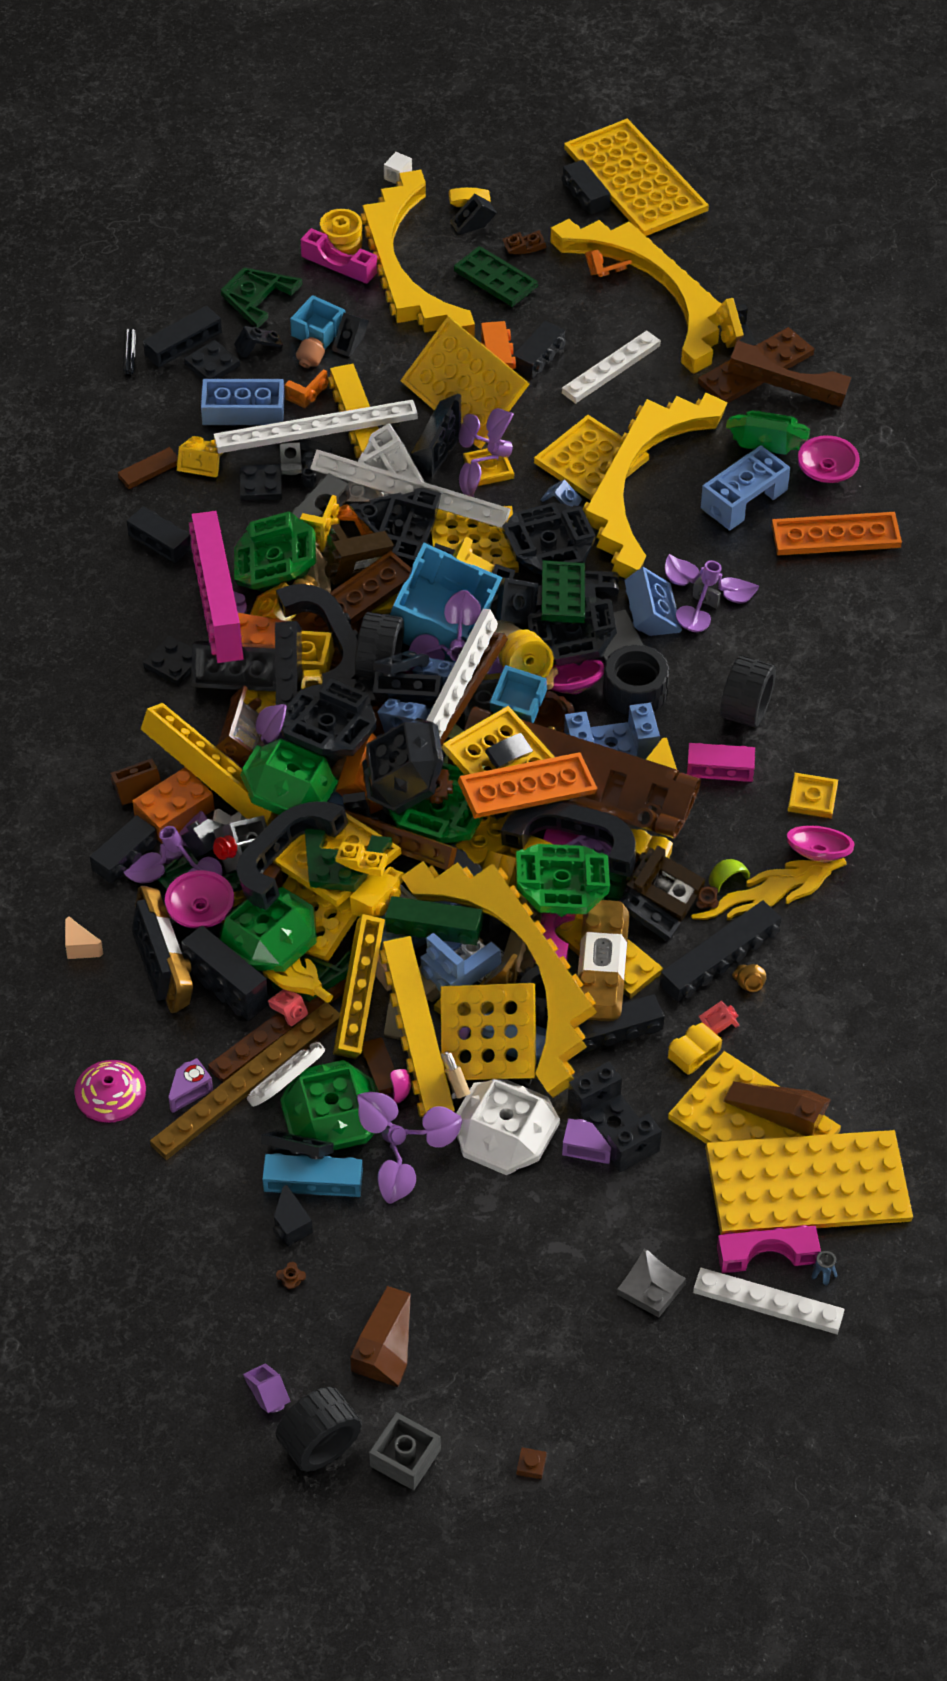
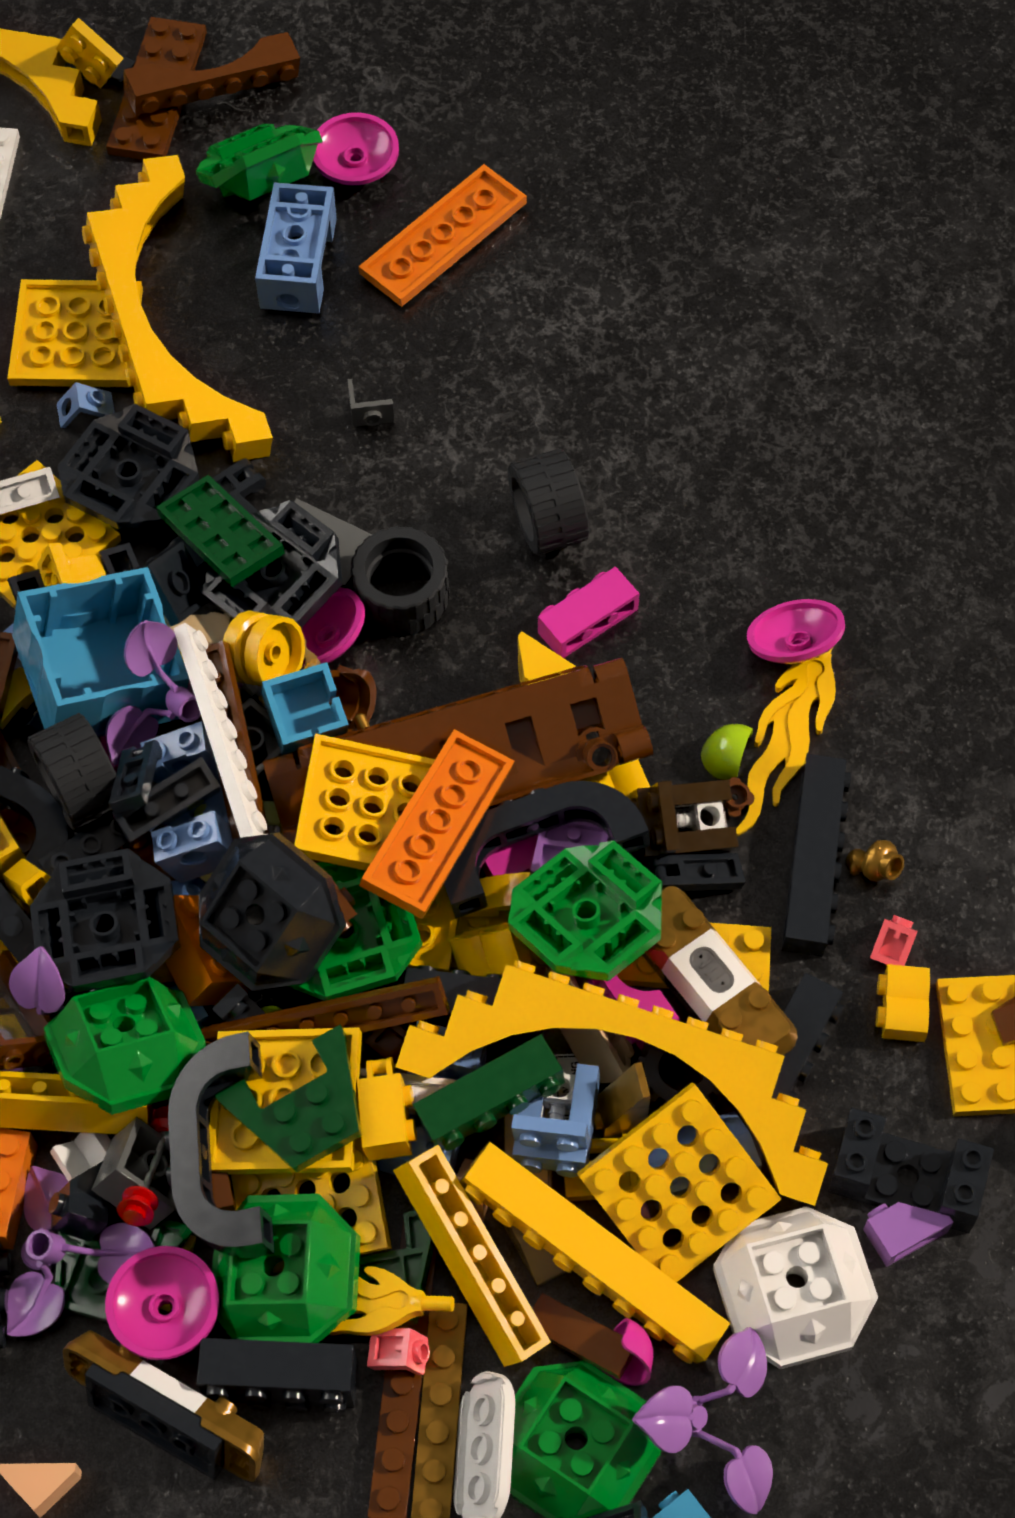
camera: 40 degrees left, 10 degrees up
(358, 859) = (334, 1090): yellow slope -> none
(455, 1077) = (697, 1281): tan piece -> none
(508, 751) = (379, 795): black slope -> none
(634, 737) = (464, 654): medium blue plate -> none
(651, 603) = (321, 469): medium blue slope -> none
(683, 572) = (398, 382): medium lavender plant -> none
(813, 795) = (721, 577): yellow tile -> none

